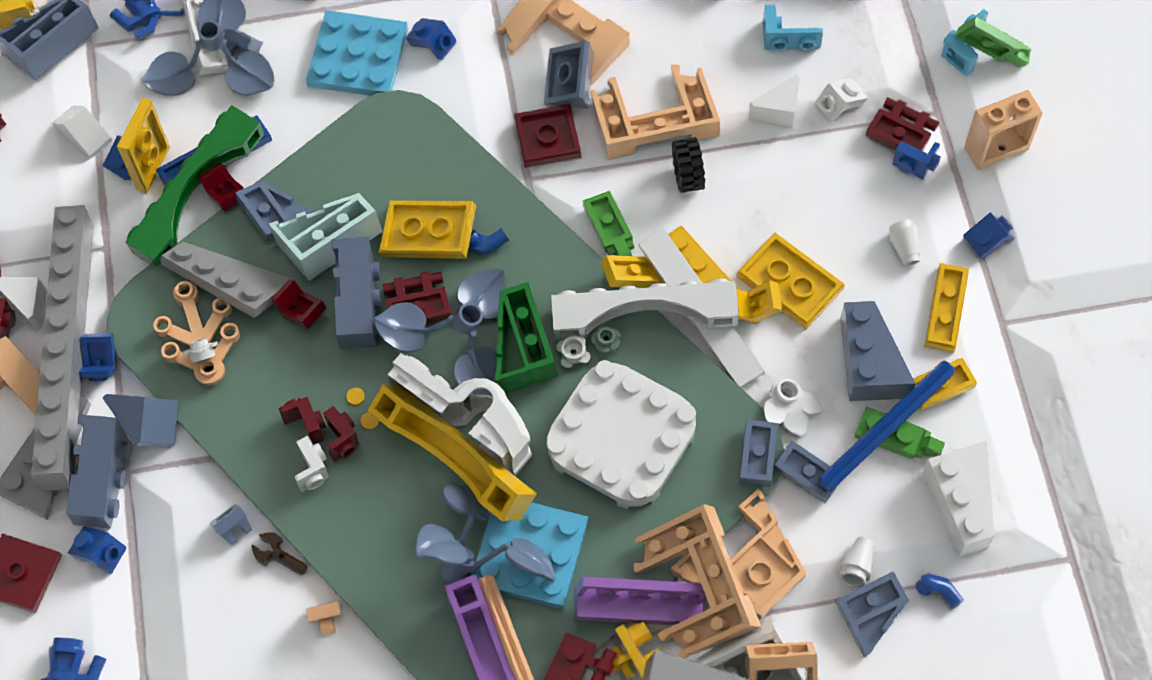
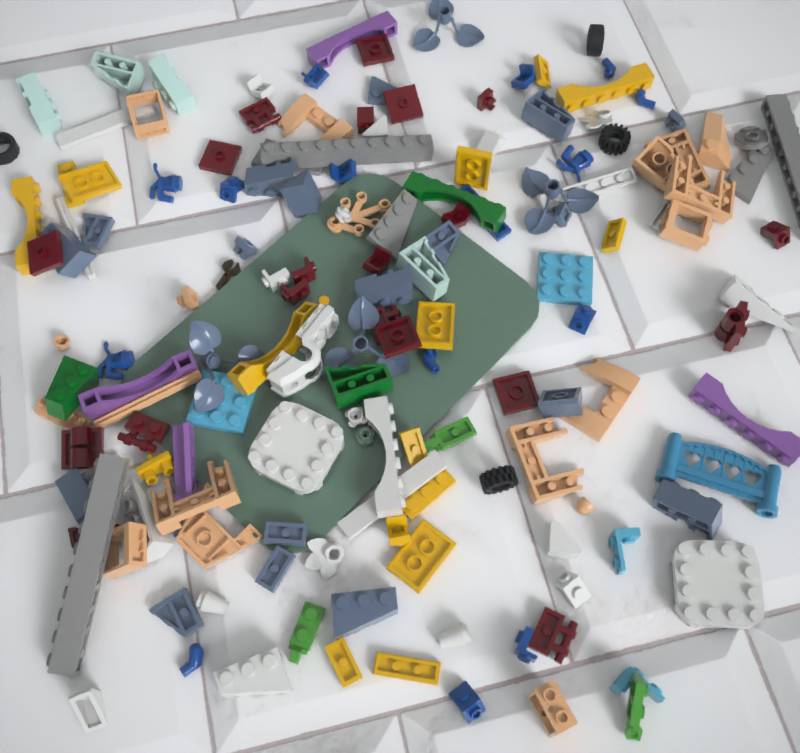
camera: 85 degrees right, 0 degrees up
(449, 276) = (397, 336): none -> dark red plate
(726, 70) = (584, 506): none -> light nougat hinge
(886, 426) = (306, 620): blue axle -> none

